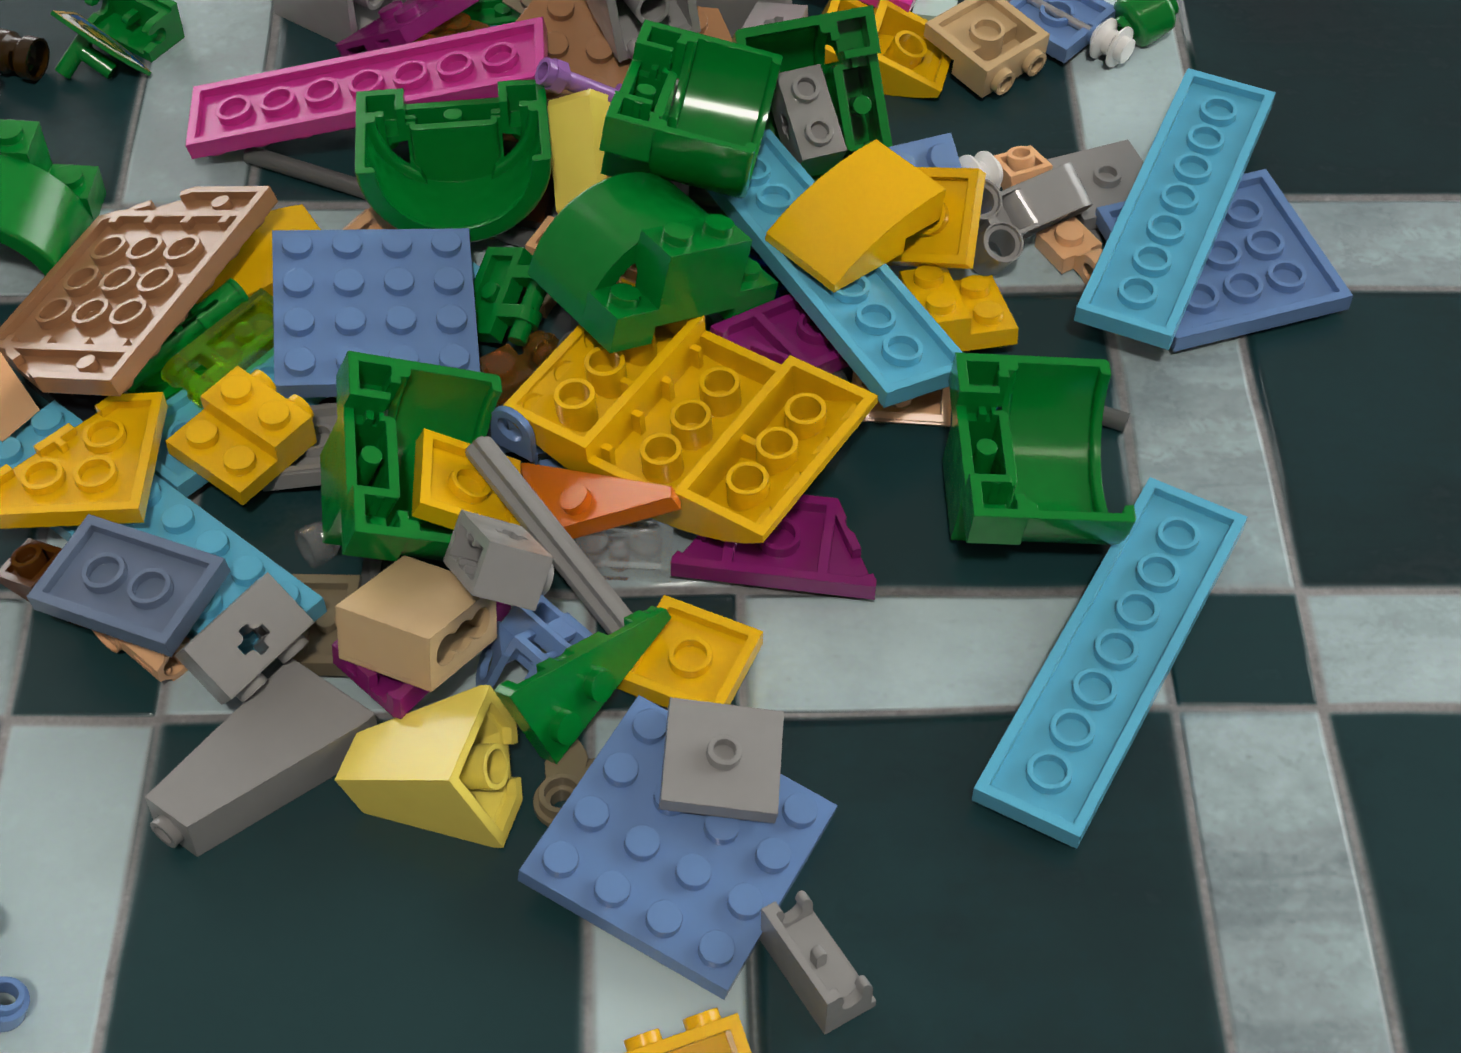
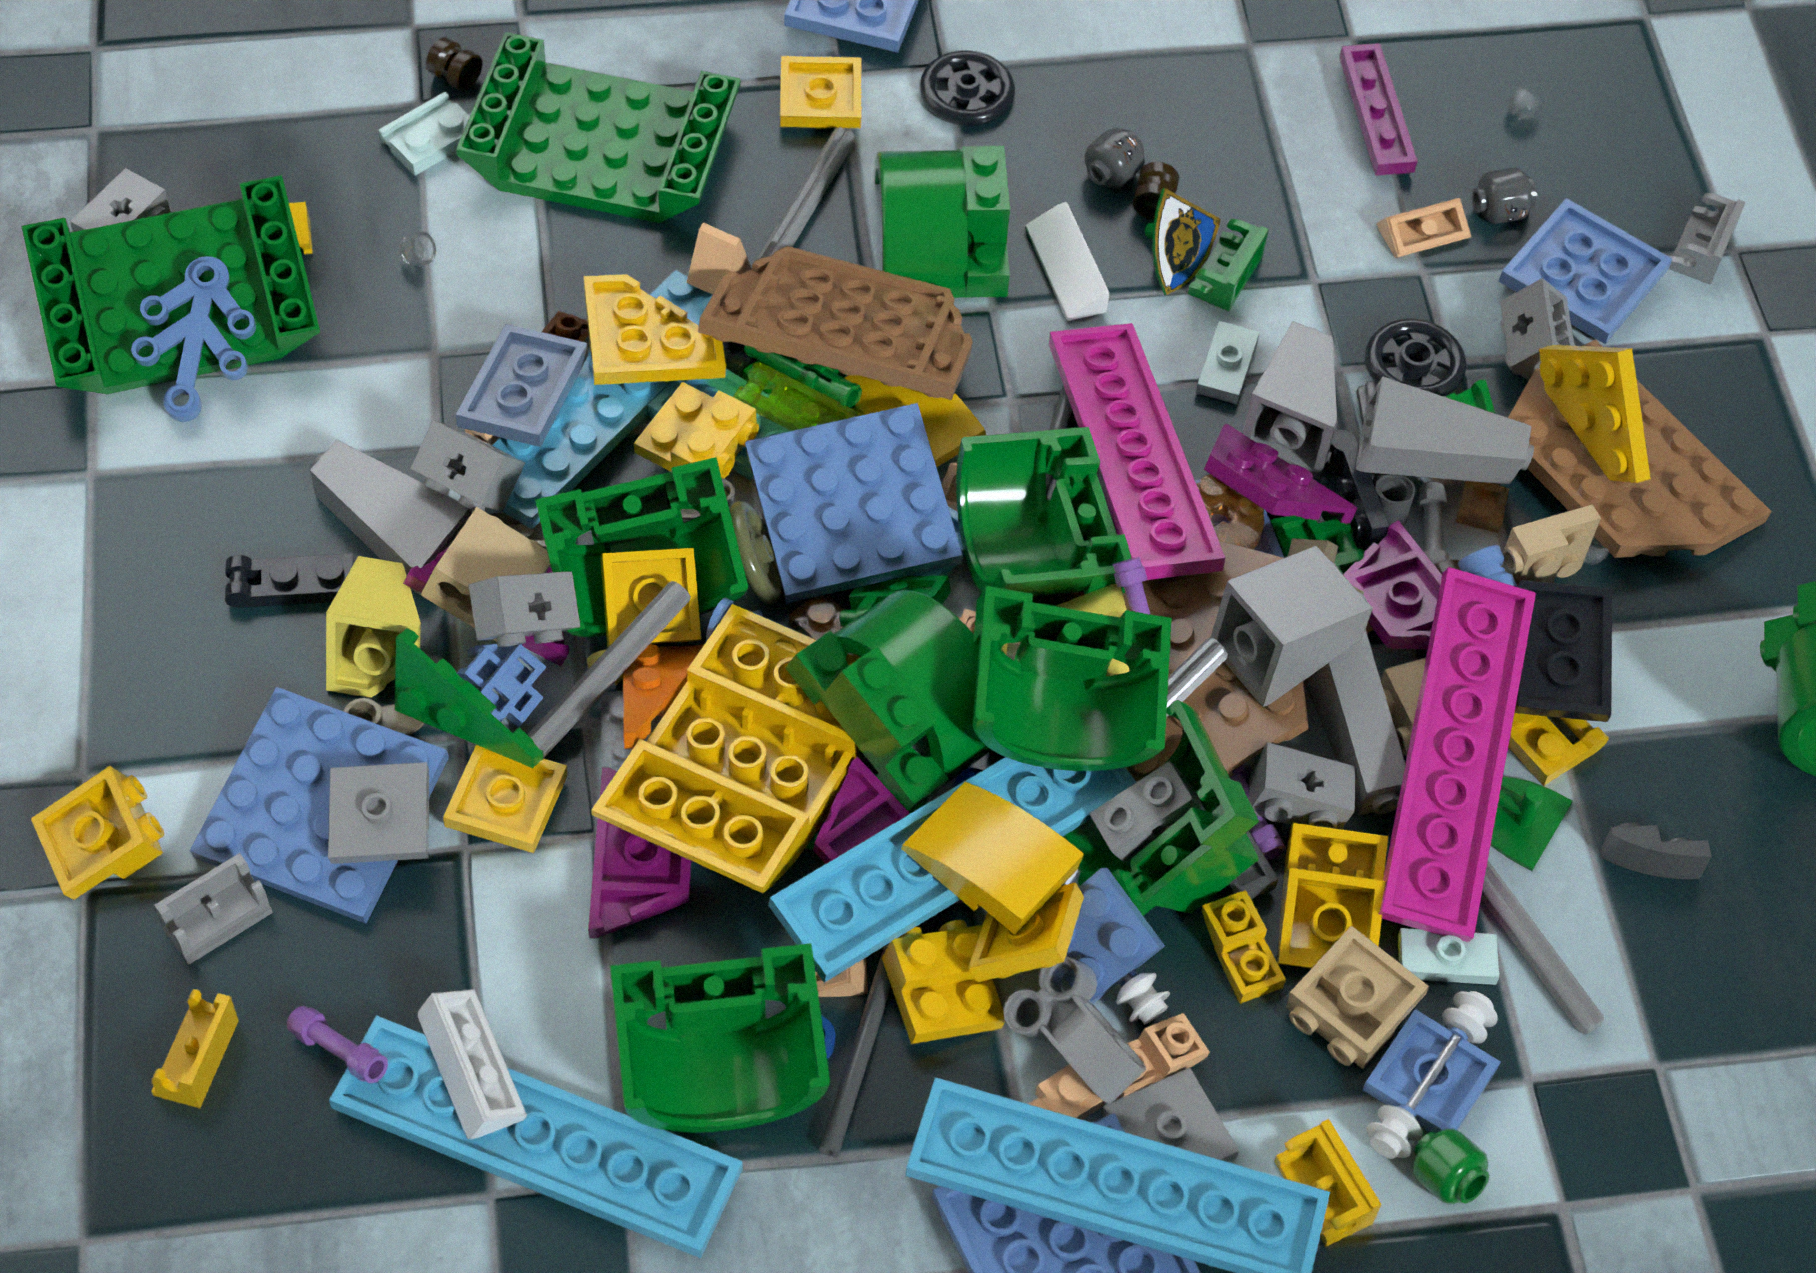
camera: 80 degrees right, 5 degrees up
(96, 129) = (1068, 263): none -> white slope
(253, 40) = (1227, 362): none -> light aqua plate
(331, 878) = (285, 579): none -> black plate
(927, 114) = (1241, 946): none -> yellow slope
(1005, 981) = (196, 1050): none -> yellow hinge
(1041, 696) = (470, 1062): none -> white slope
(1044, 787) = (362, 1060): none -> medium lavender bar
(1145, 87) = (1324, 1162): none -> yellow hinge

